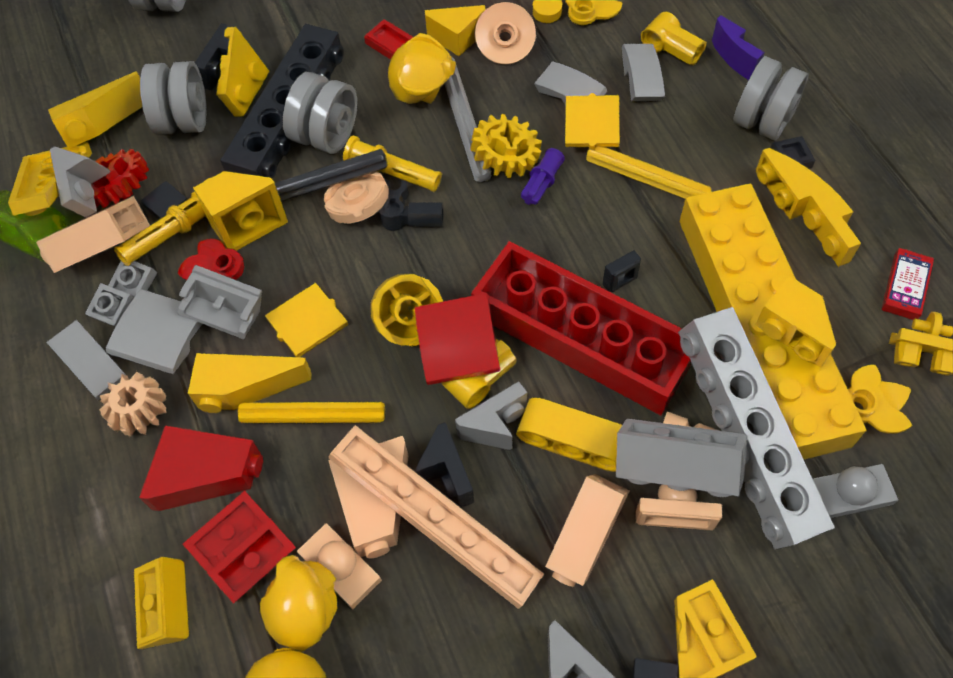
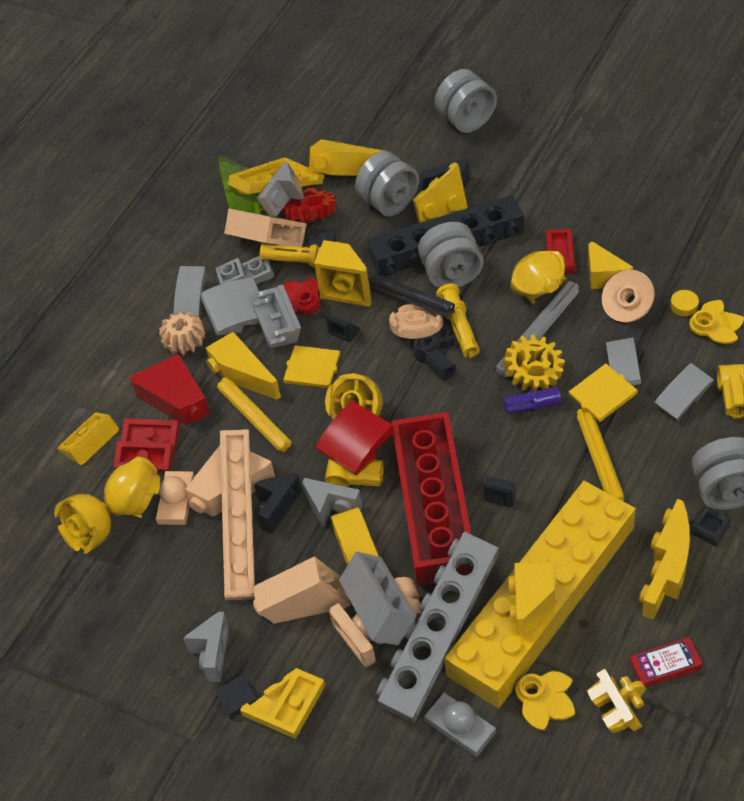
camera: 55 degrees right, 10 degrees down
(291, 261) = (341, 328): none -> black slope

